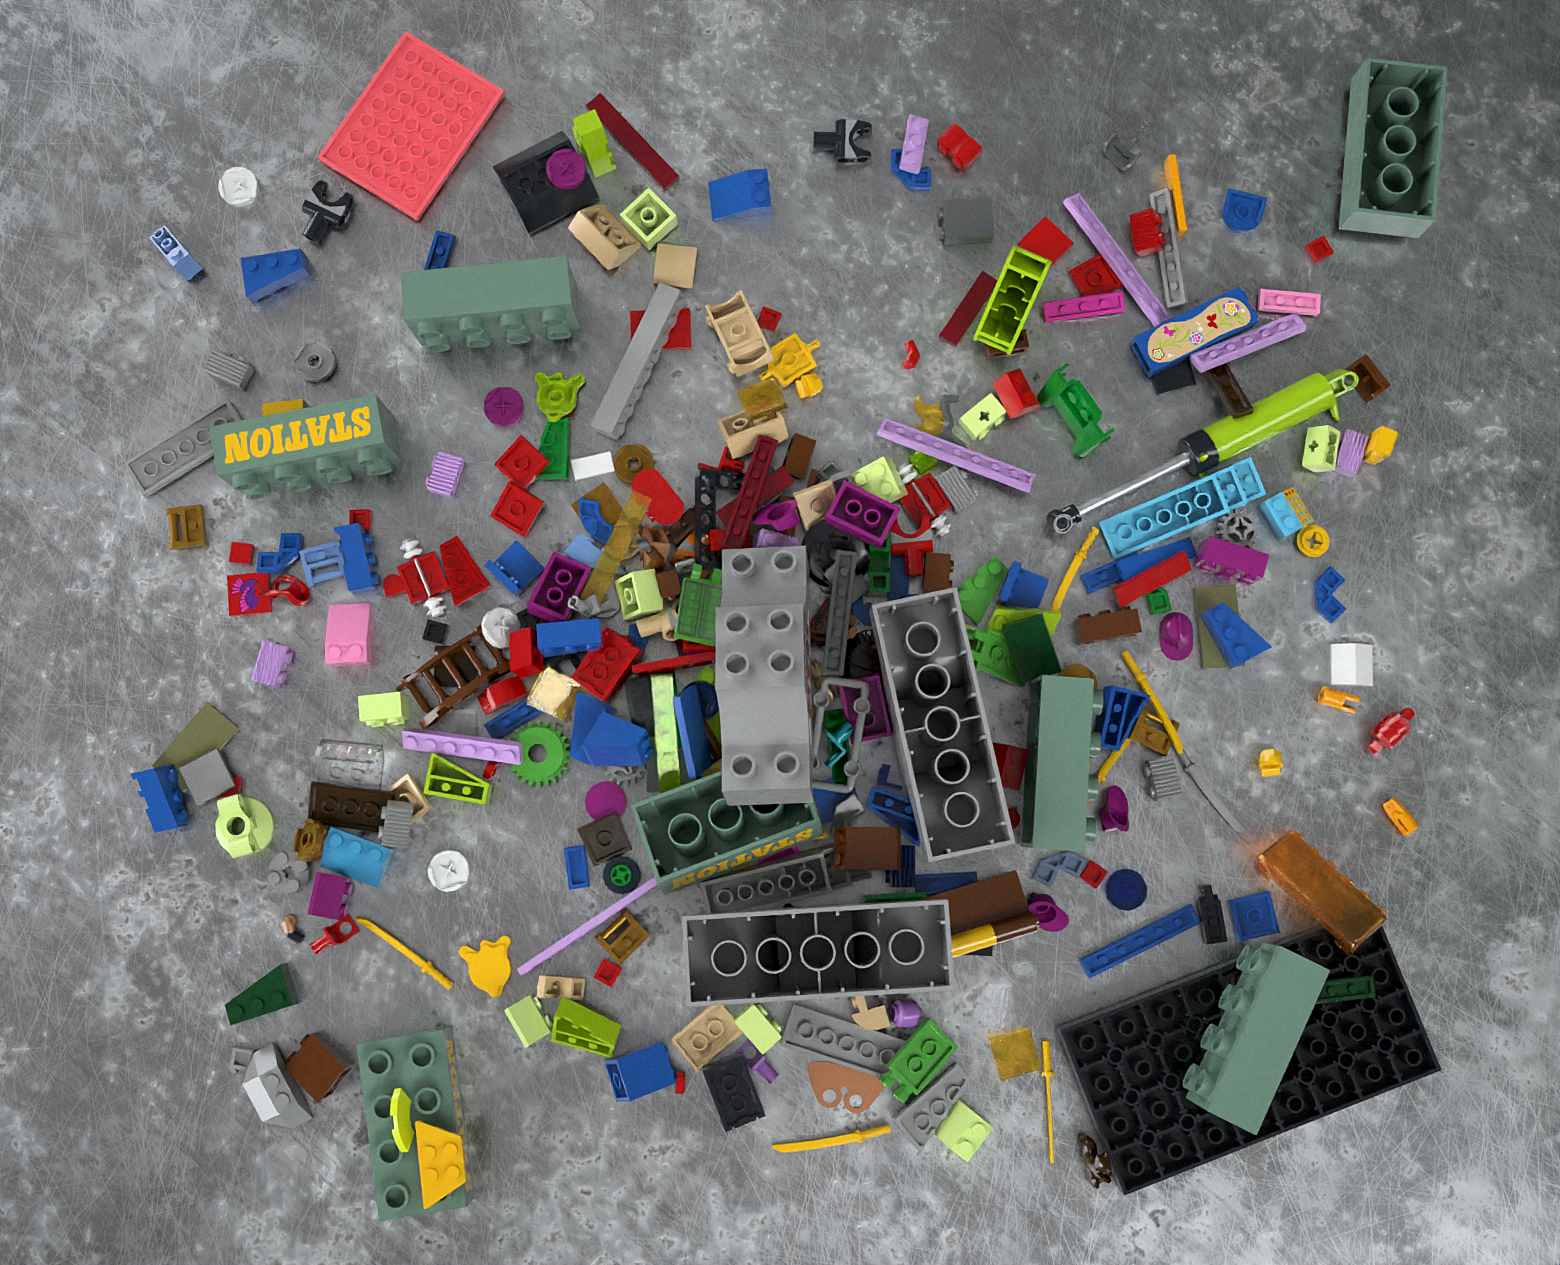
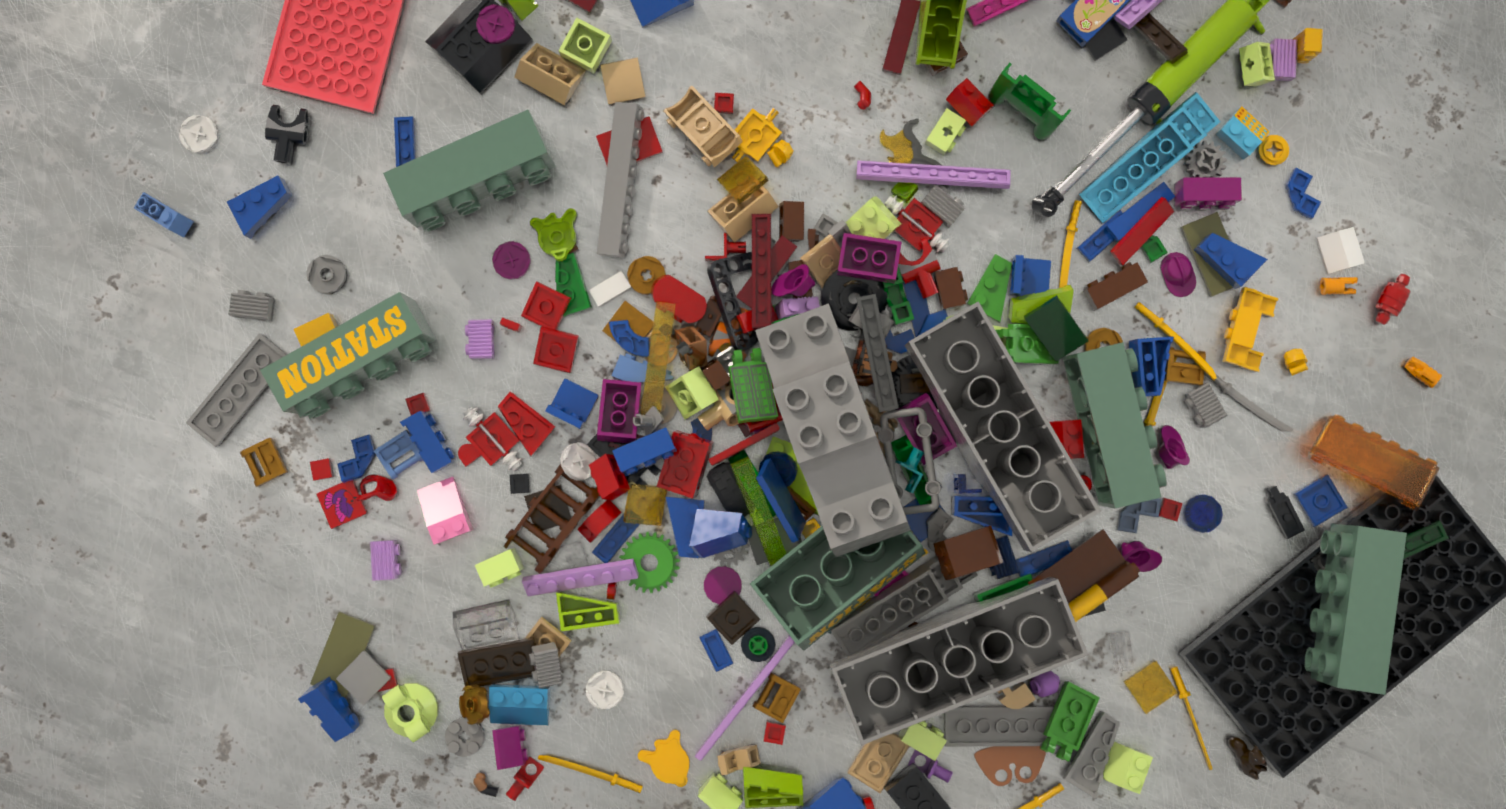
camera: 20 degrees left, 5 degrees up
(480, 469) = (510, 325): none -> red tile
(1140, 940) = (1228, 554): blue tile -> none
(1227, 710) = (1244, 327): none -> yellow bracket

